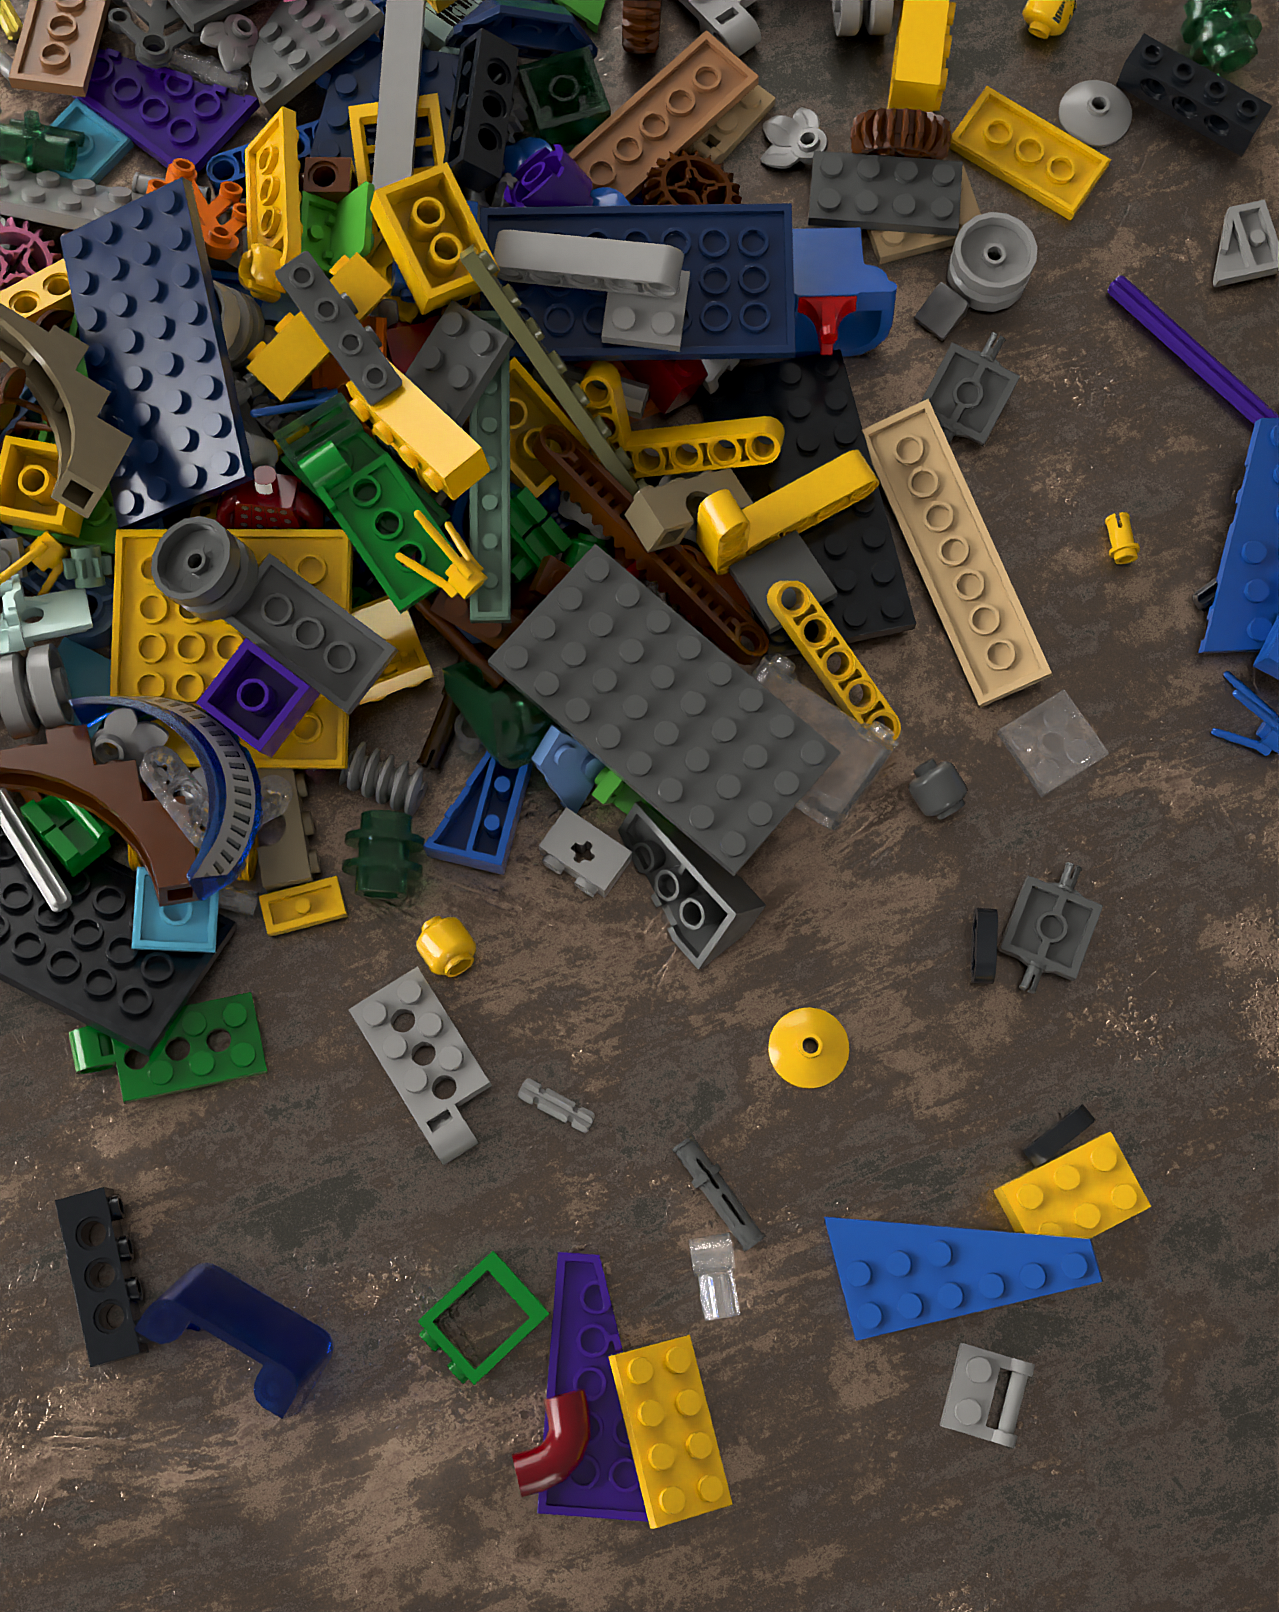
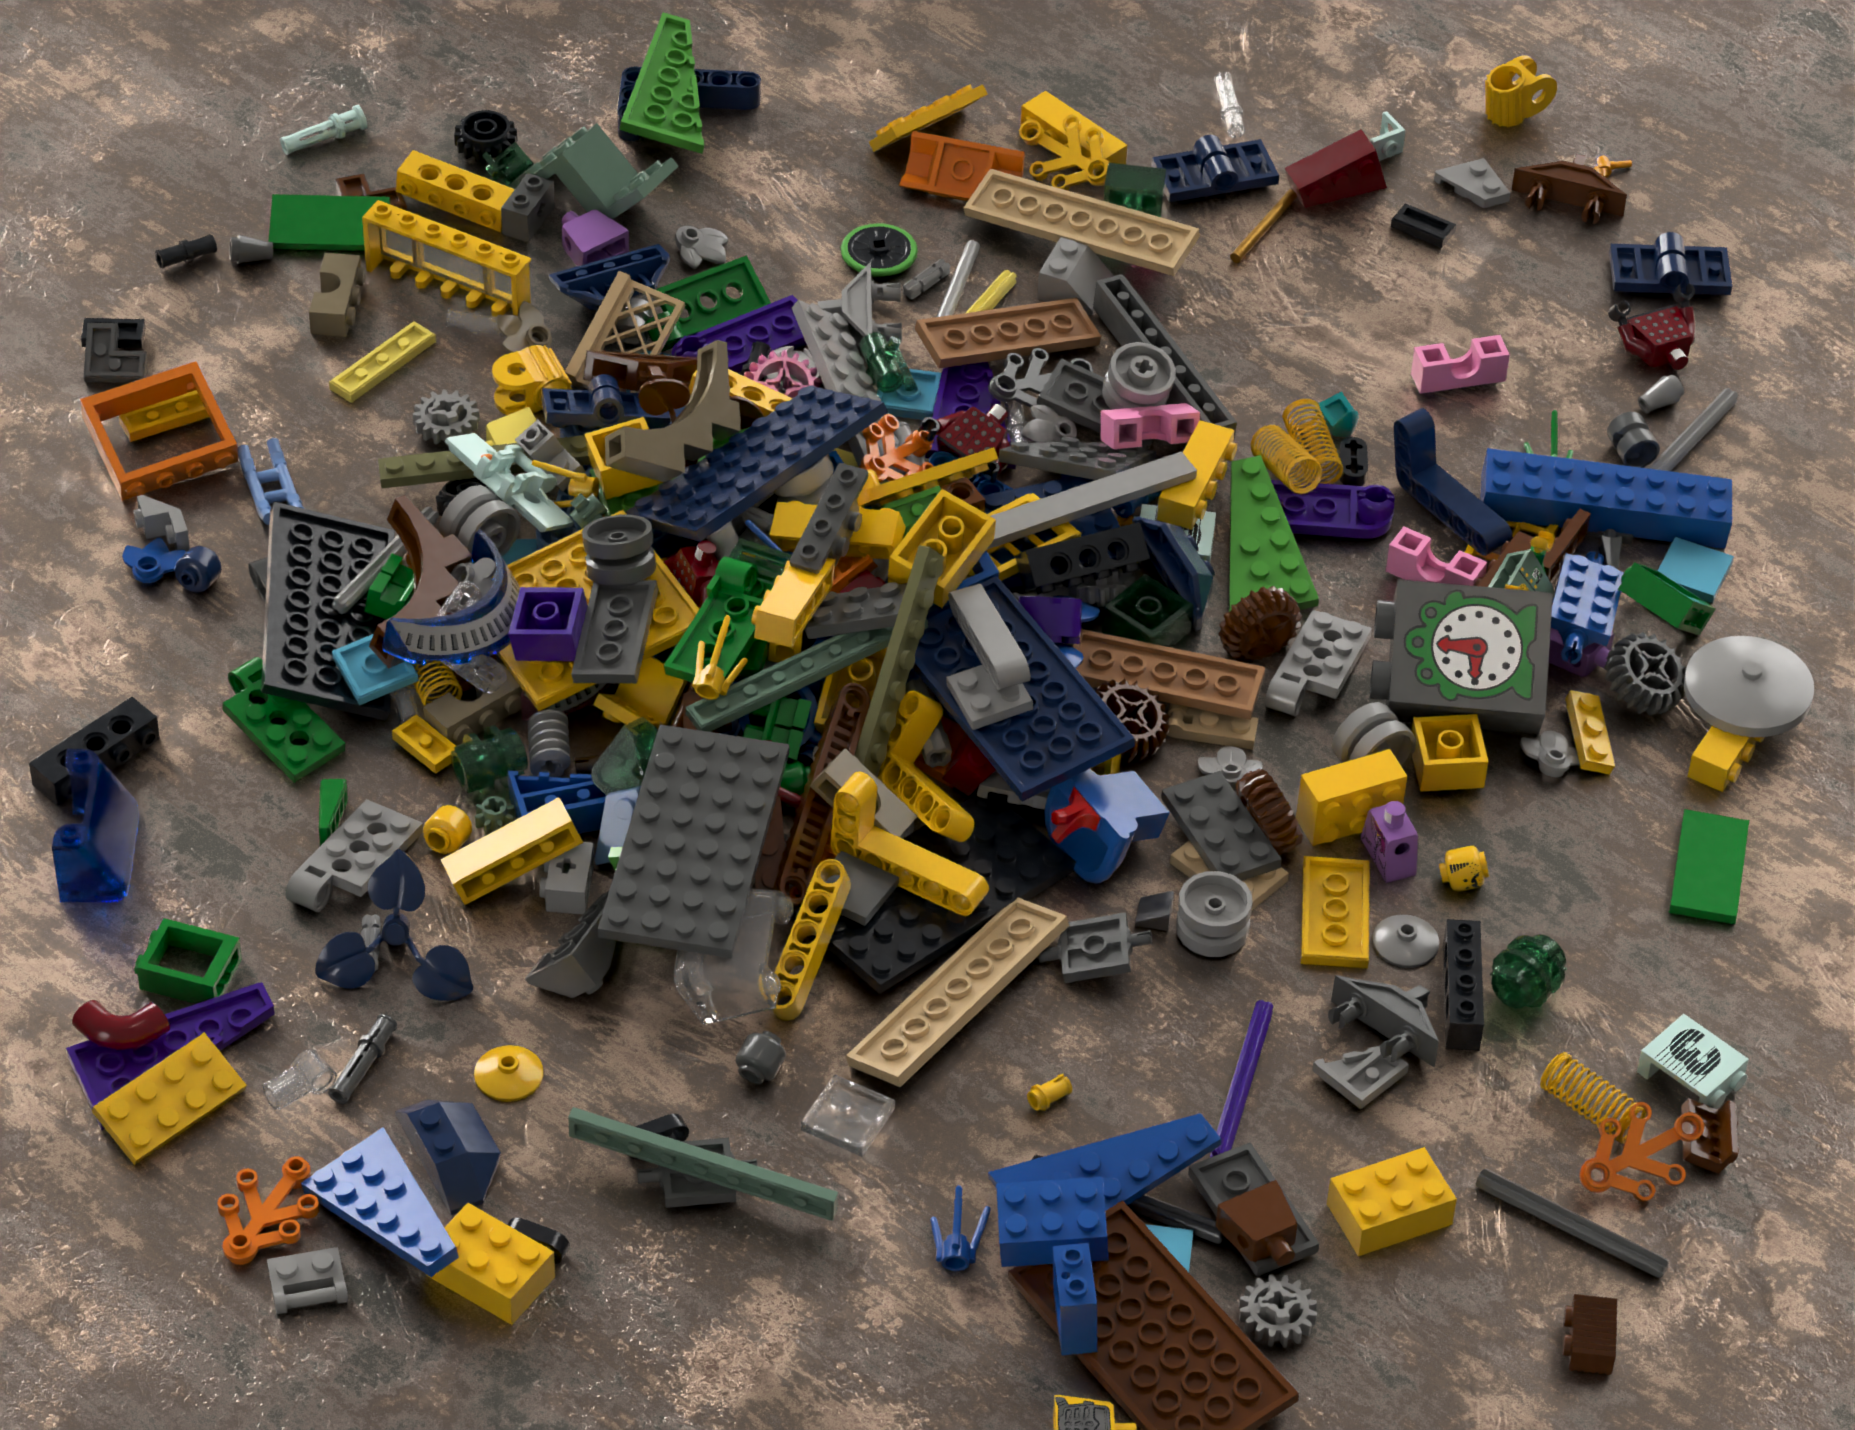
camera: 60 degrees right, 30 degrees down
(215, 118) = (970, 433): none -> dark red torso
(337, 1052) = (331, 806): none -> green slope
(462, 894) = (493, 814): none -> sand green gear
(533, 898) = (511, 851): none -> yellow brick
(562, 1067) = (395, 885): none -> dark blue plant
(877, 1398) = (266, 1213): none -> orange plant
(886, 1158) = (452, 1149): none -> dark blue wedge
(984, 50) = (1388, 831): none -> medium lavender torso
(1069, 924) = (703, 1164): none -> sand green tile
(1202, 174) = (1389, 1011): none -> dark grey connector

